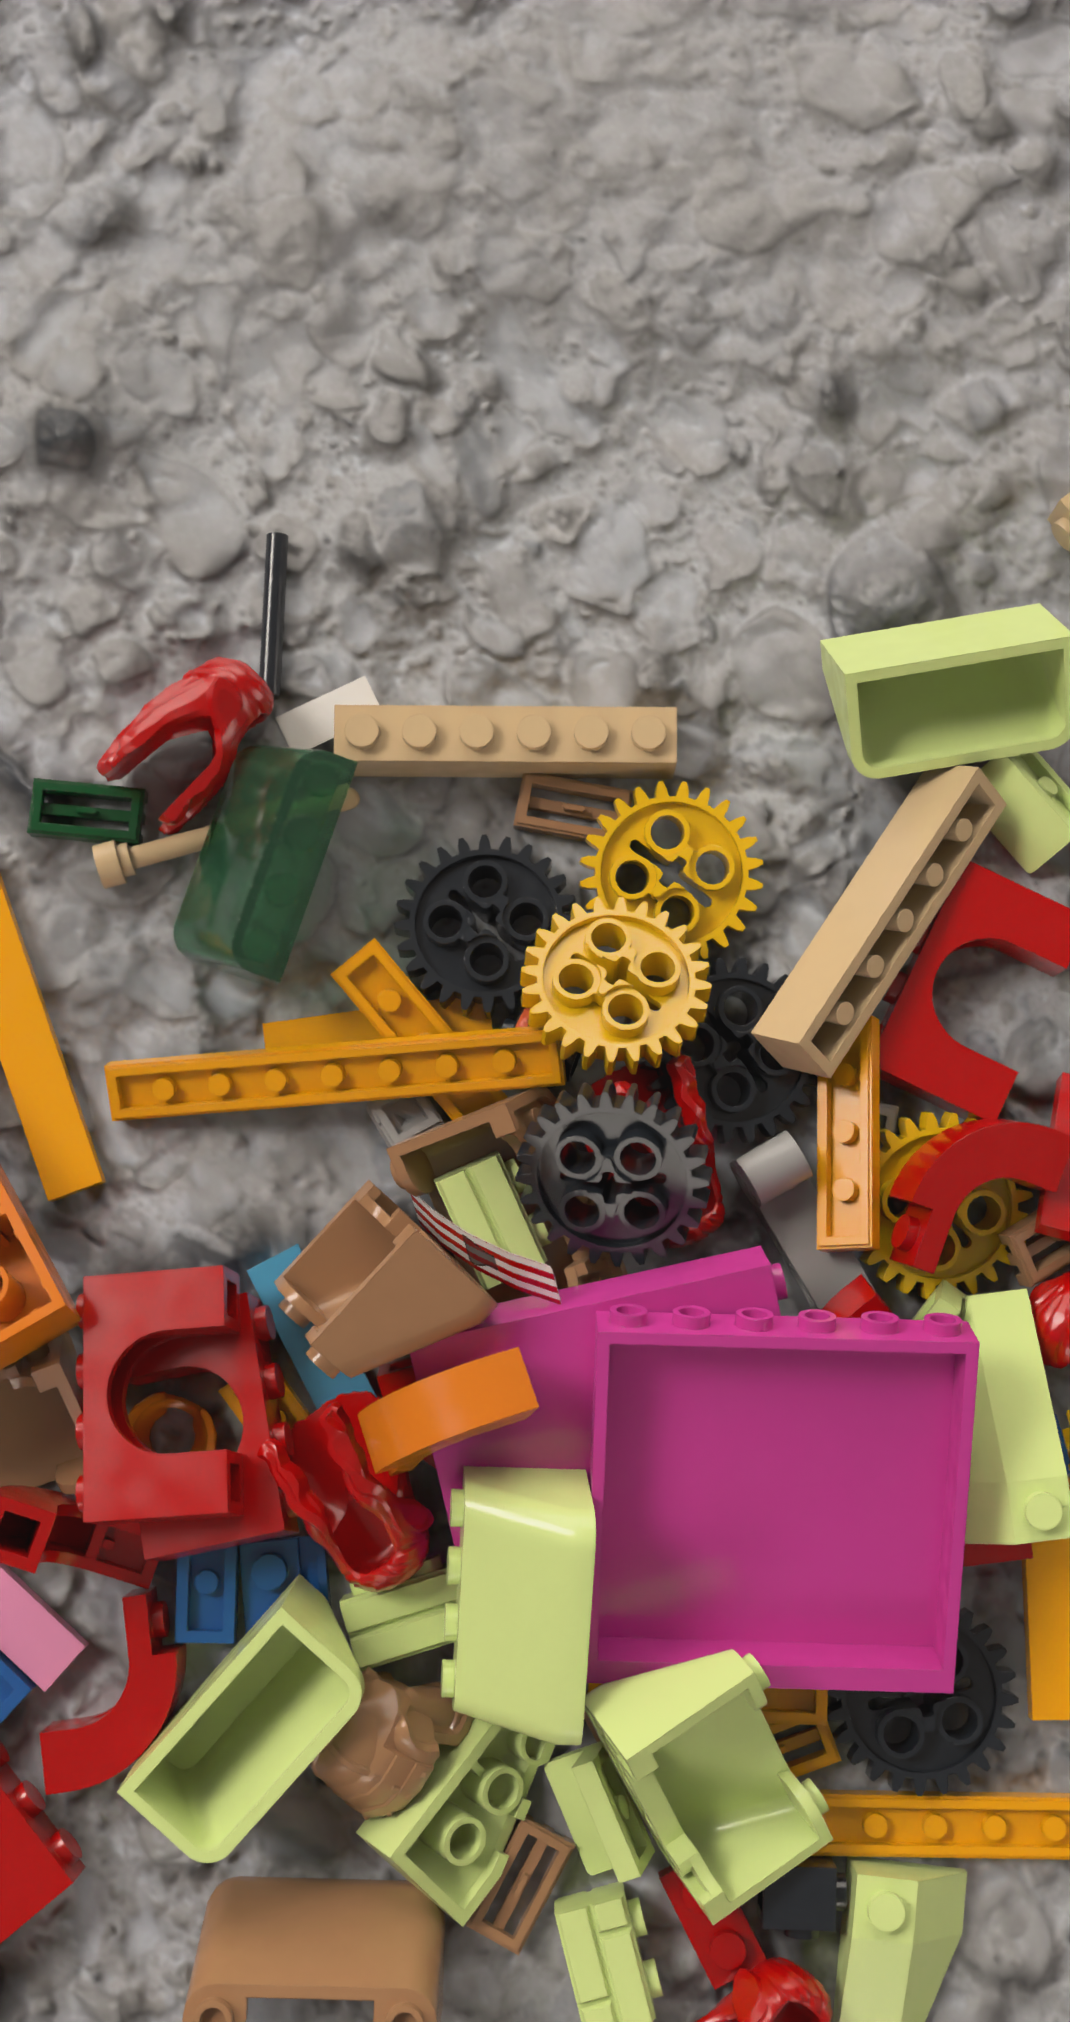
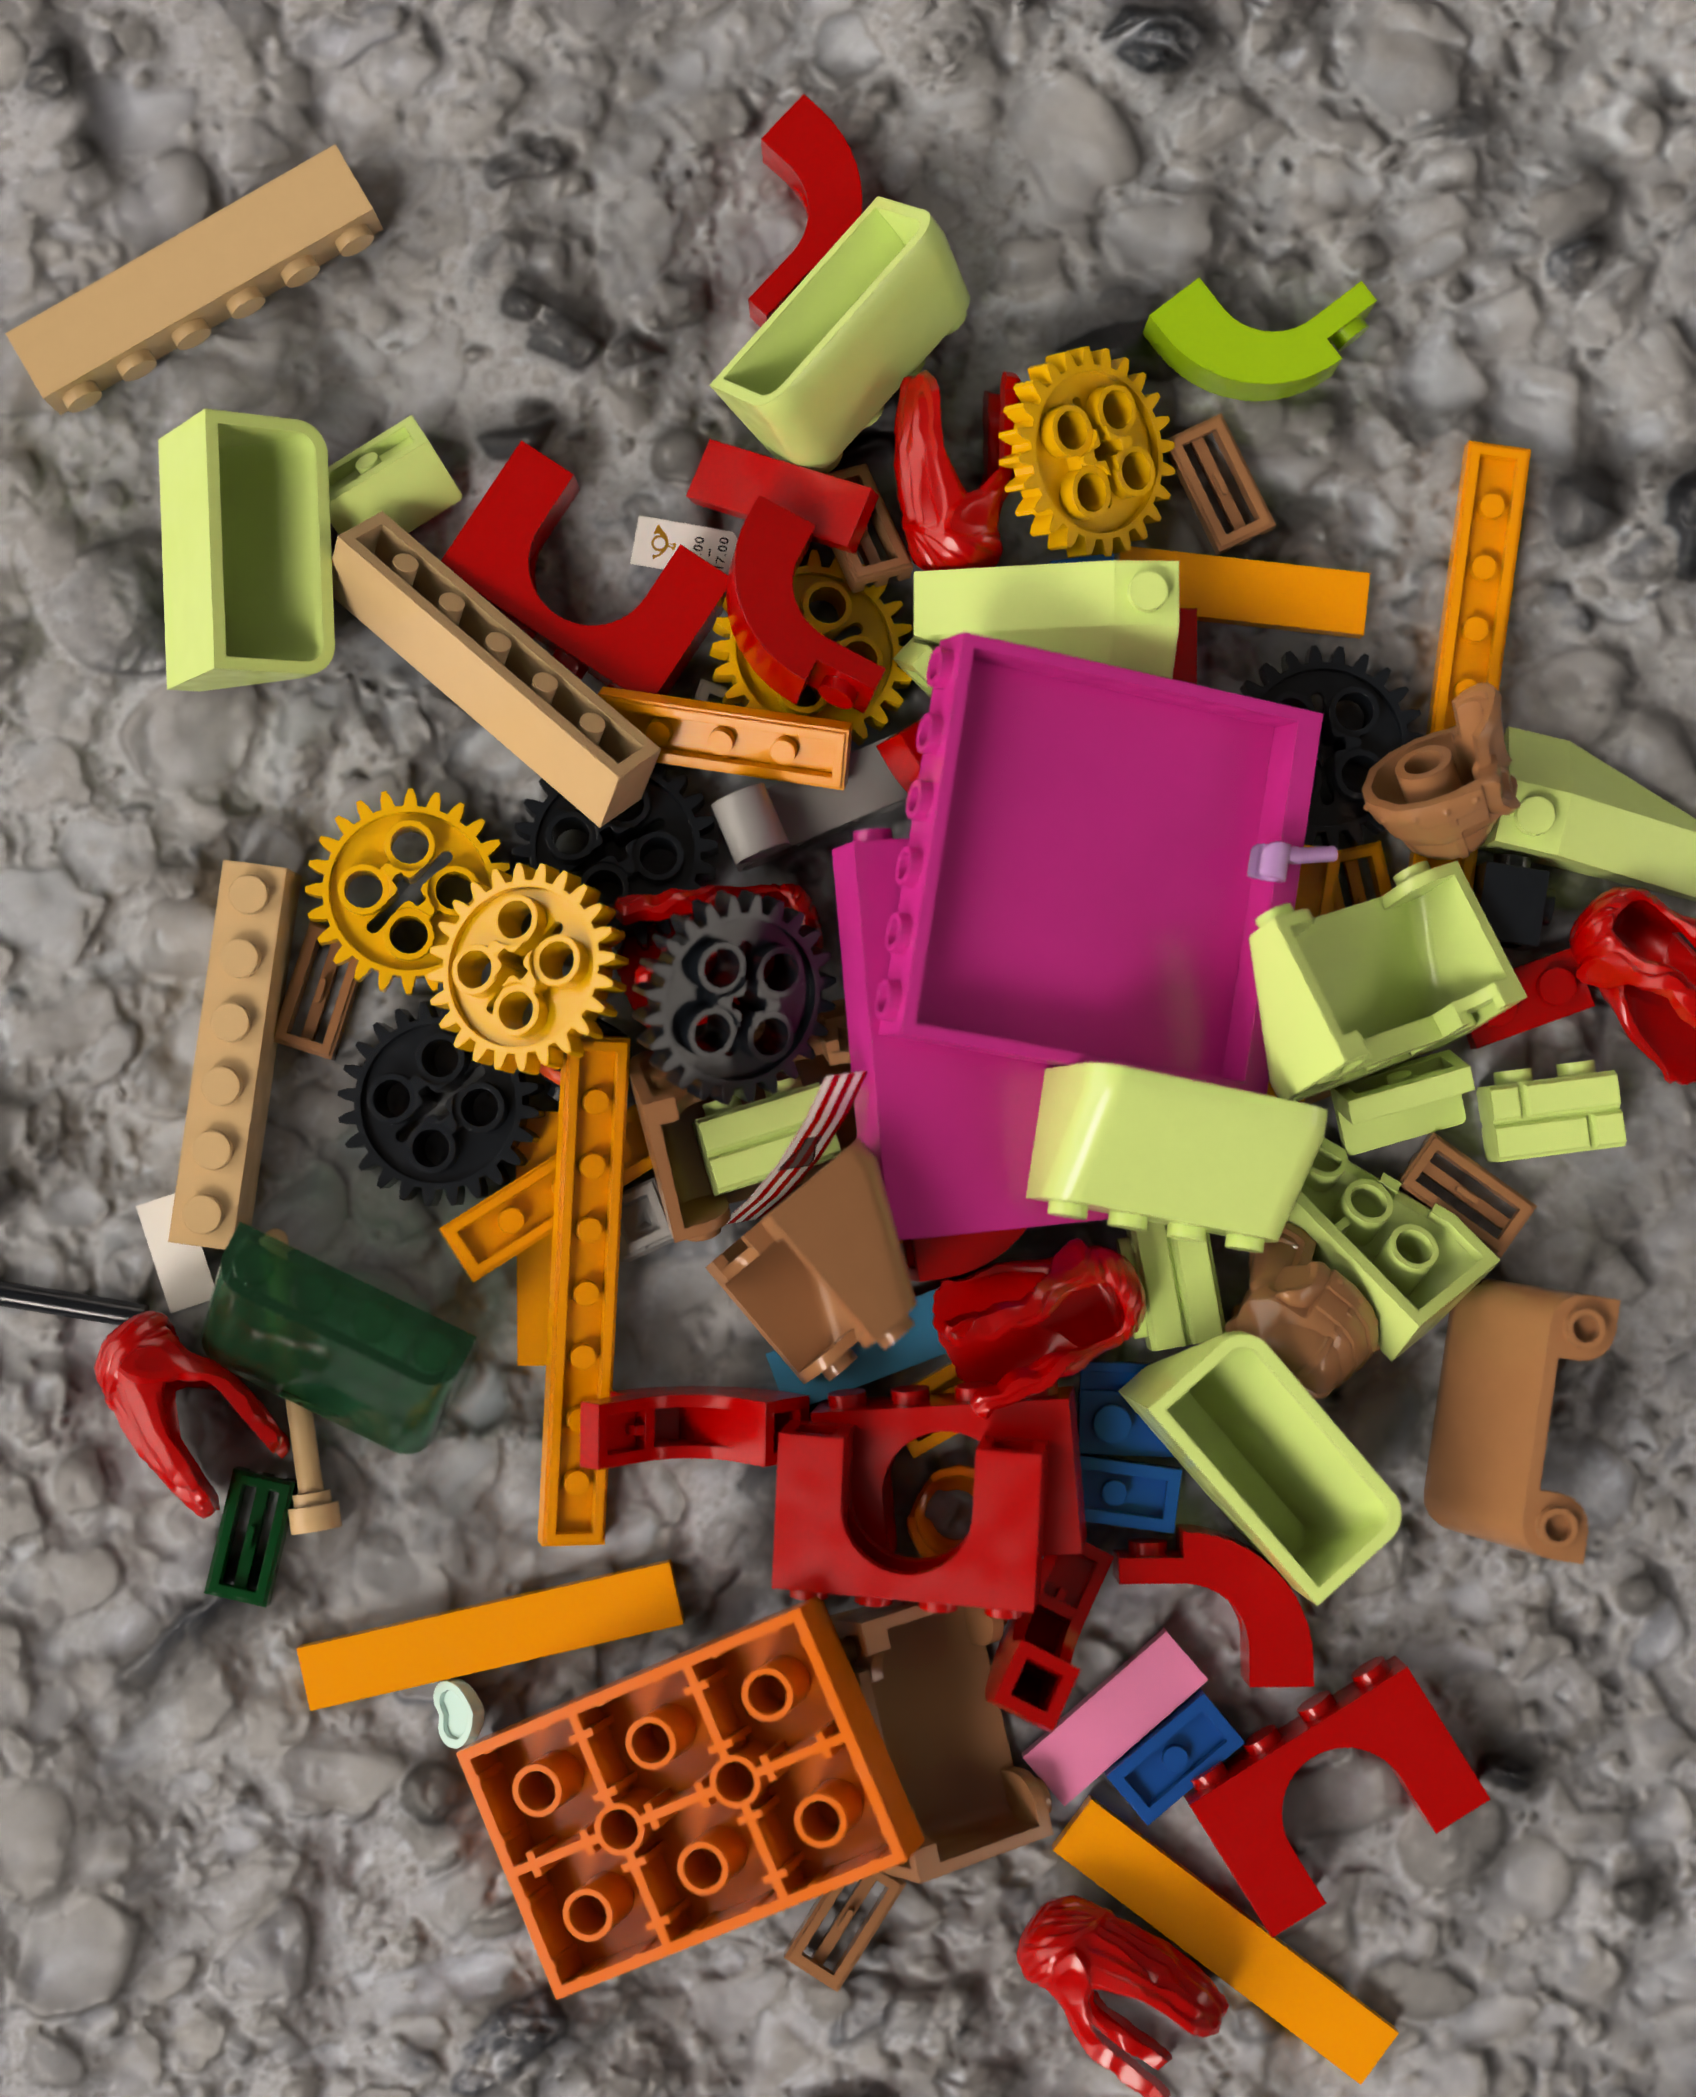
camera: 85 degrees left, 5 degrees up
(226, 1181) = (686, 1423): none -> red arch
(446, 1410) = (964, 1207): orange arch -> none
(807, 1661) = (1271, 860): none -> lavender hand
(902, 1824) = (1448, 785): none -> medium nougat head
(1019, 1052) = (660, 538): none -> white sticker

